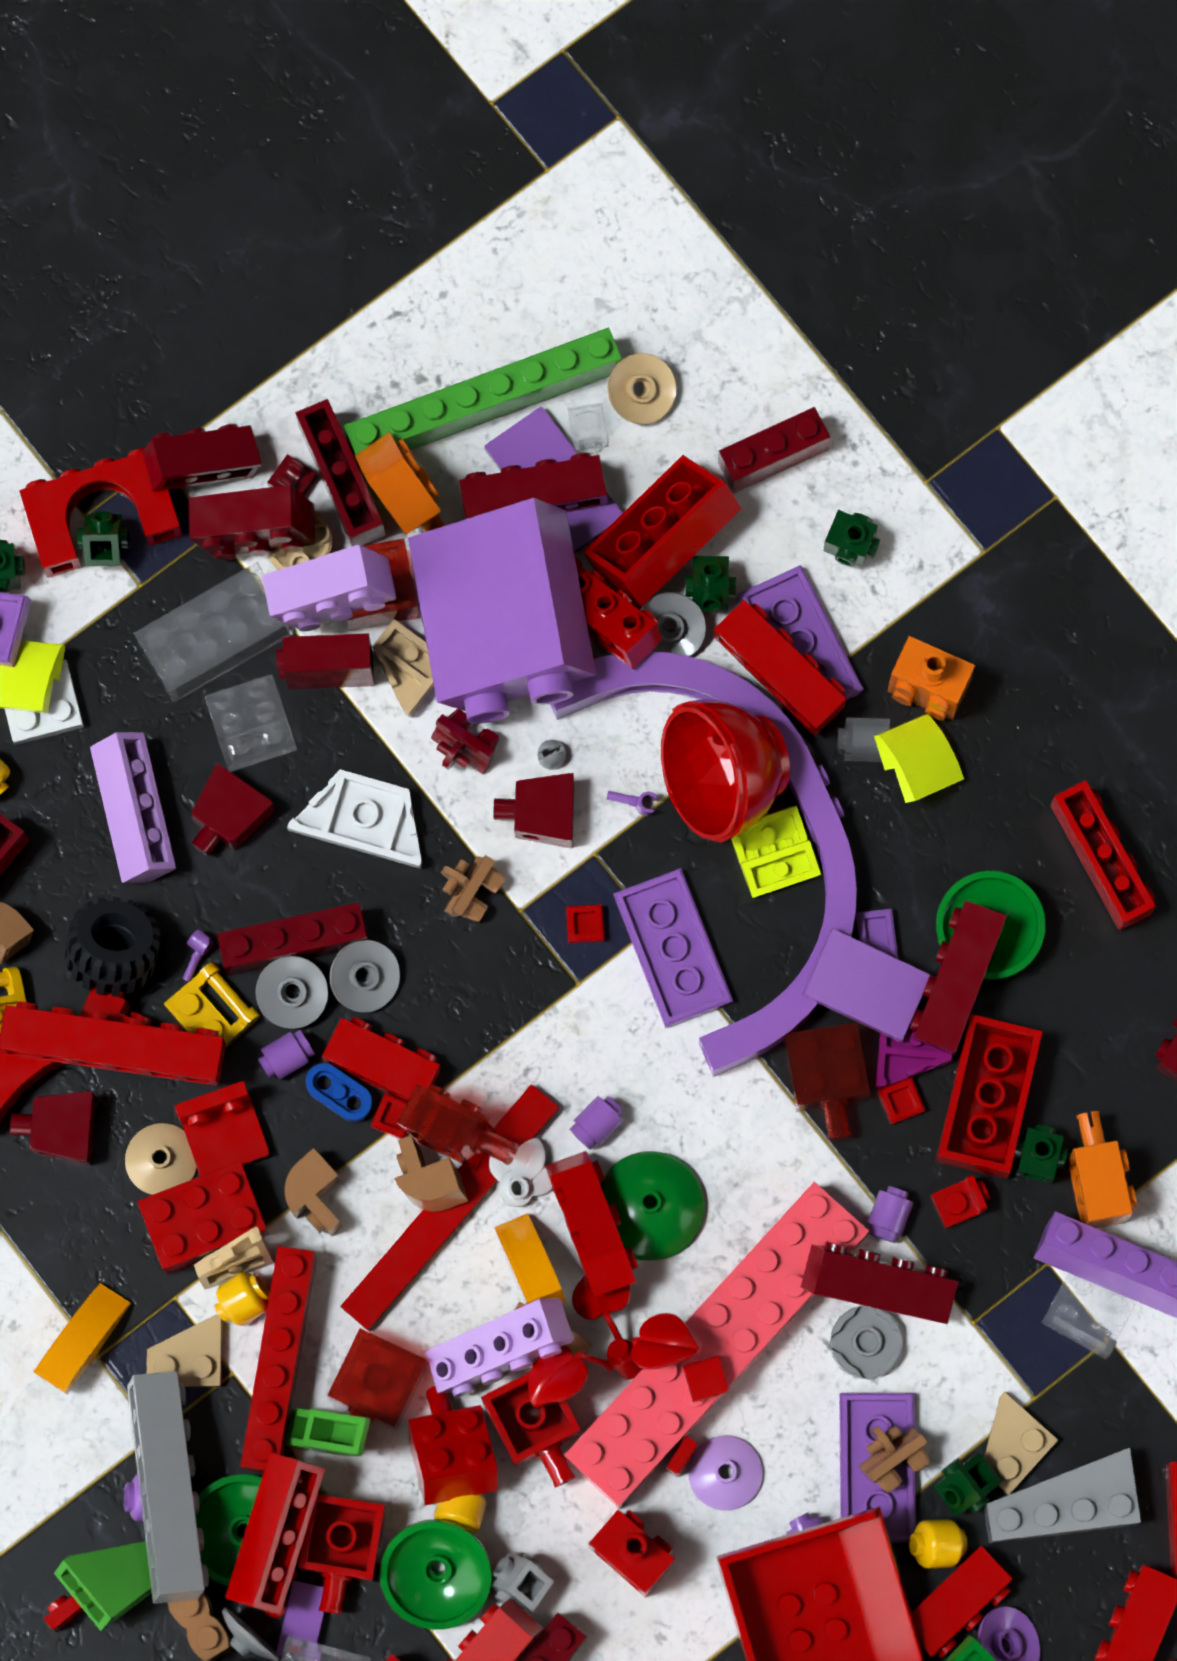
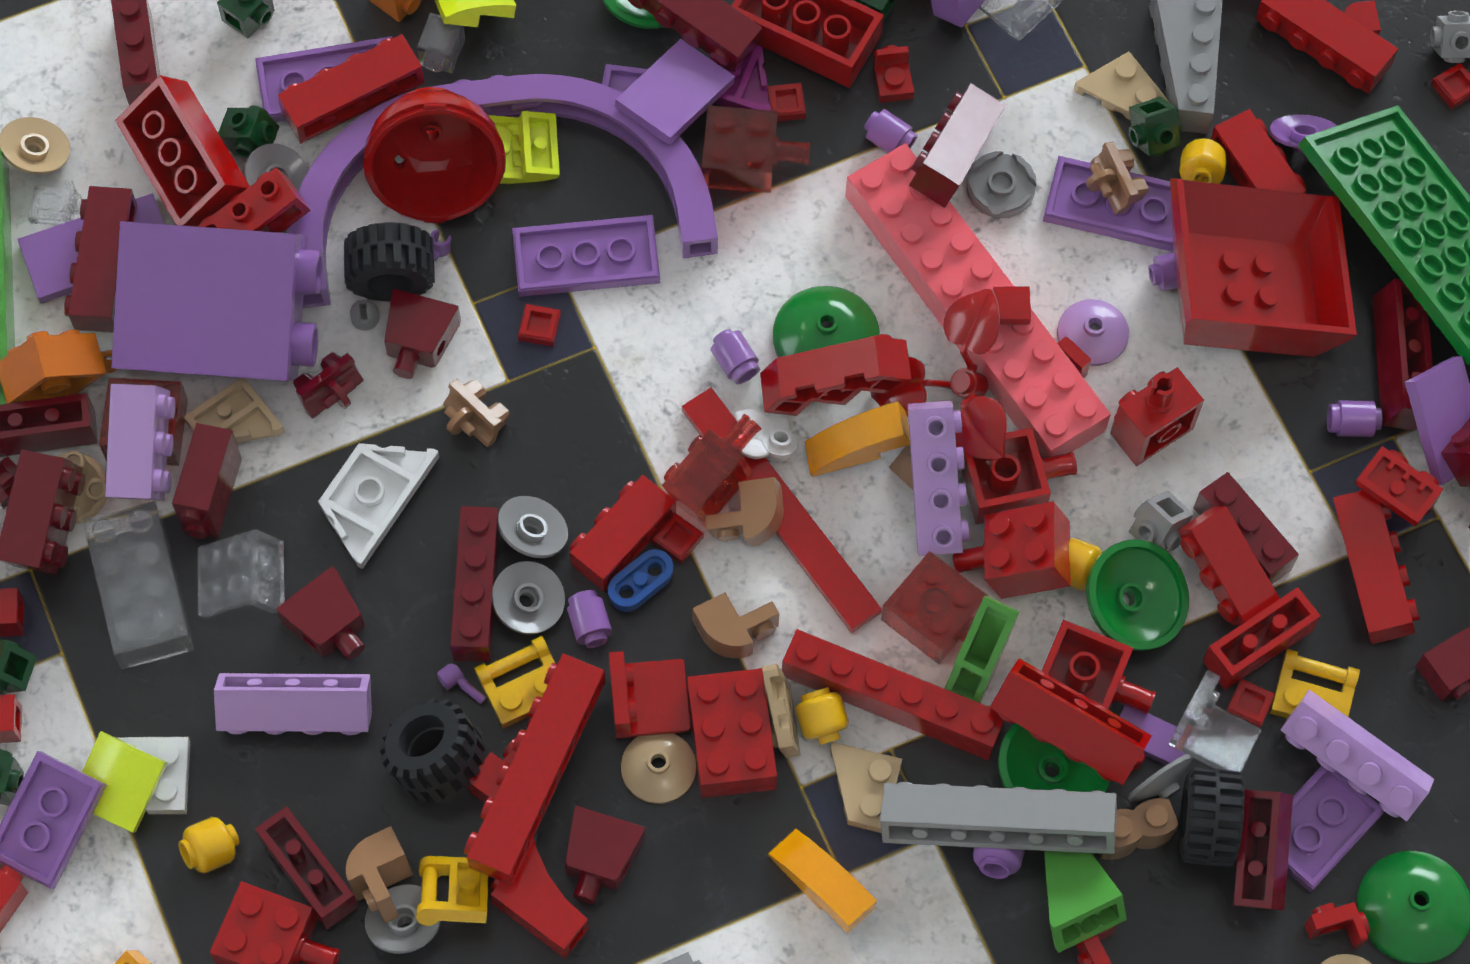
camera: 80 degrees left, 10 degrees down
(597, 760) = (387, 259): none -> black tyre

